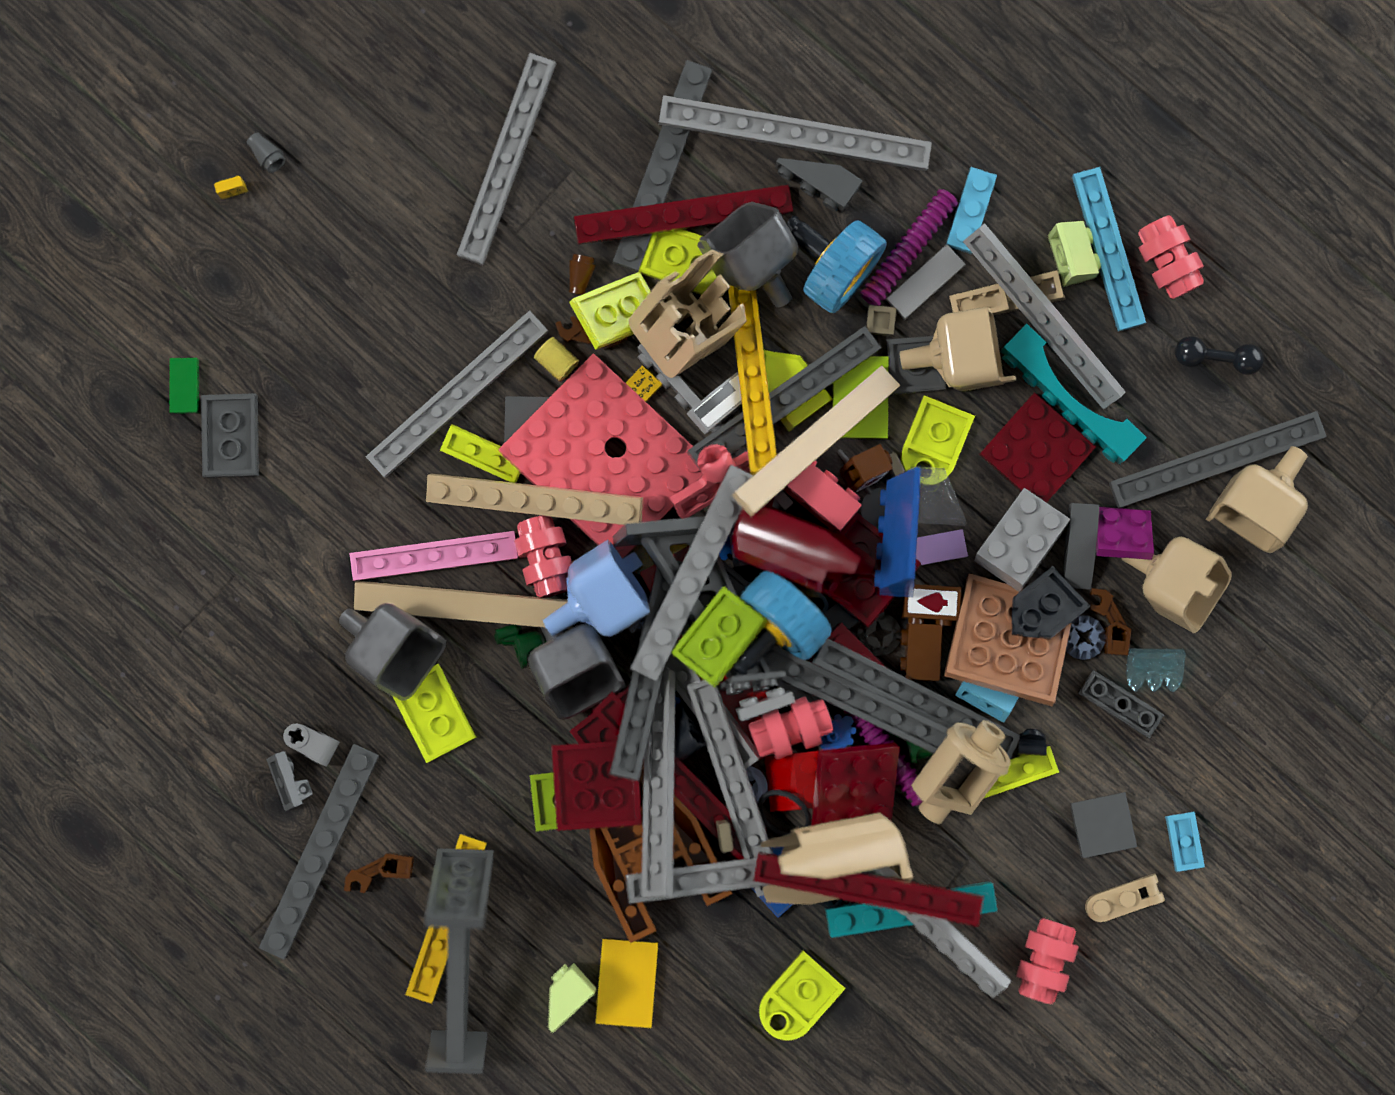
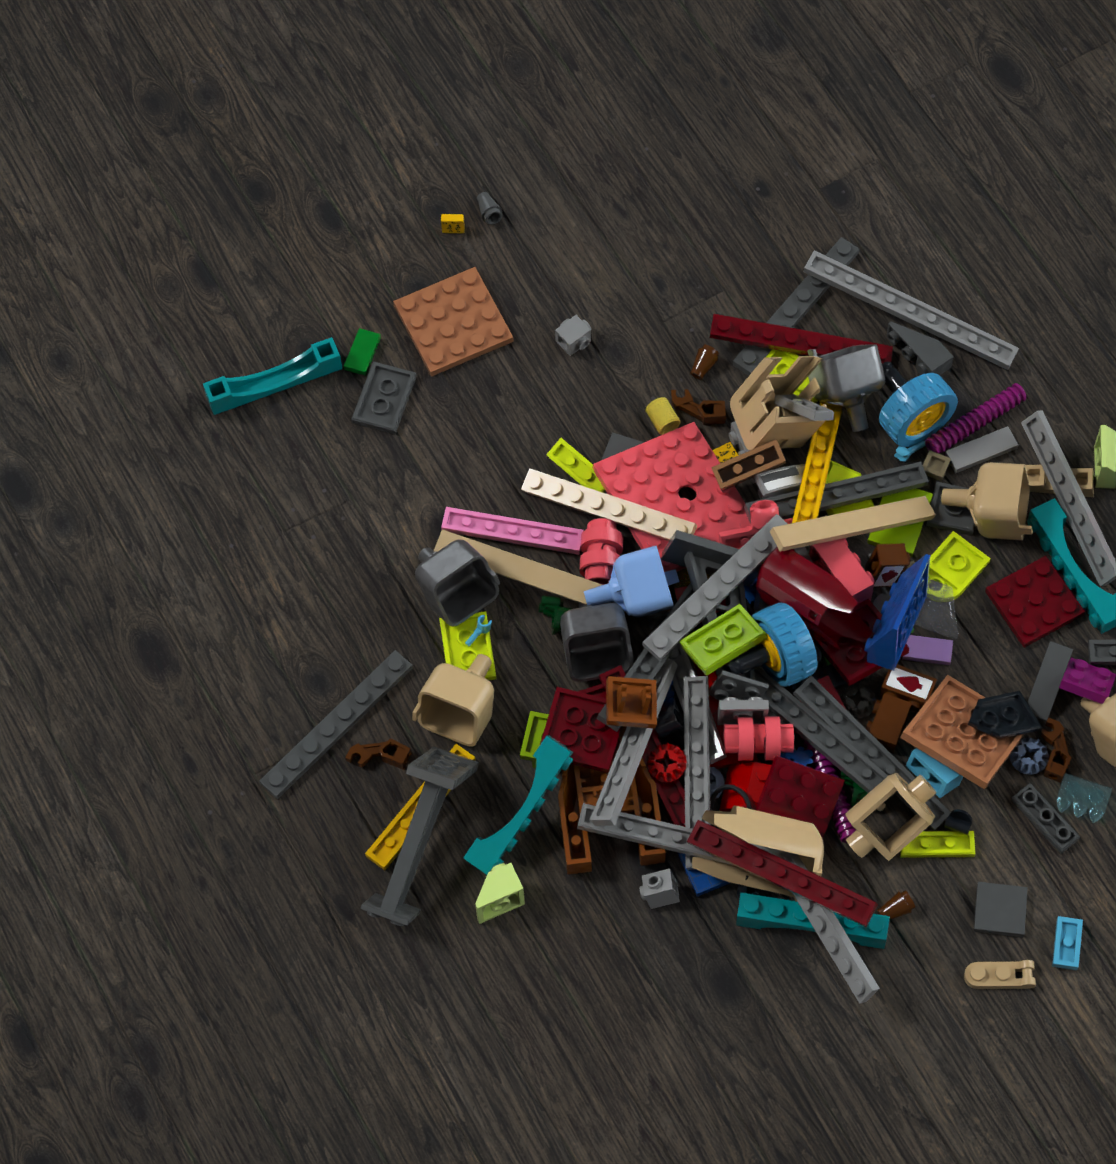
camera: 25 degrees right, 20 degrees down
(126, 429) = (315, 362): none -> teal arch
(275, 312) = (453, 321): none -> nougat plate
(290, 791) = (330, 667): dark grey hinge -> none
(315, 745) = (364, 639): light grey piece -> none
(420, 287) = (573, 334): none -> light grey brick
(438, 693) = (480, 629): none -> medium azure hand
(446, 789) = (457, 701): none -> tan piece
(457, 394) = (574, 419): light grey plate -> none
(506, 159) = (673, 267): light grey tile -> none
(538, 949) = (551, 759): none -> teal arch
(607, 309) = (714, 390): neon yellow tile -> none
(626, 983) = (551, 906): yellow tile -> none
(643, 748) = (631, 702): none -> dark orange plate
(676, 401) = (748, 465): none -> medium nougat brick
(707, 778) = (674, 770): none -> red gear
(718, 314) = (804, 407): none -> light grey tile
(724, 835) = (674, 807): dark tan tile -> none
(737, 929) = (659, 888): none -> light grey brick
(800, 996) = (694, 964): neon yellow tile -> none
(841, 315) = (903, 453): none -> medium azure hand
(971, 207) = (1042, 399): medium azure plate -> none
(994, 860) = (897, 906): none -> reddish brown cone
(1021, 540) = (999, 659): light grey piece -> none
(1042, 975) = (923, 988): coral piece -> none

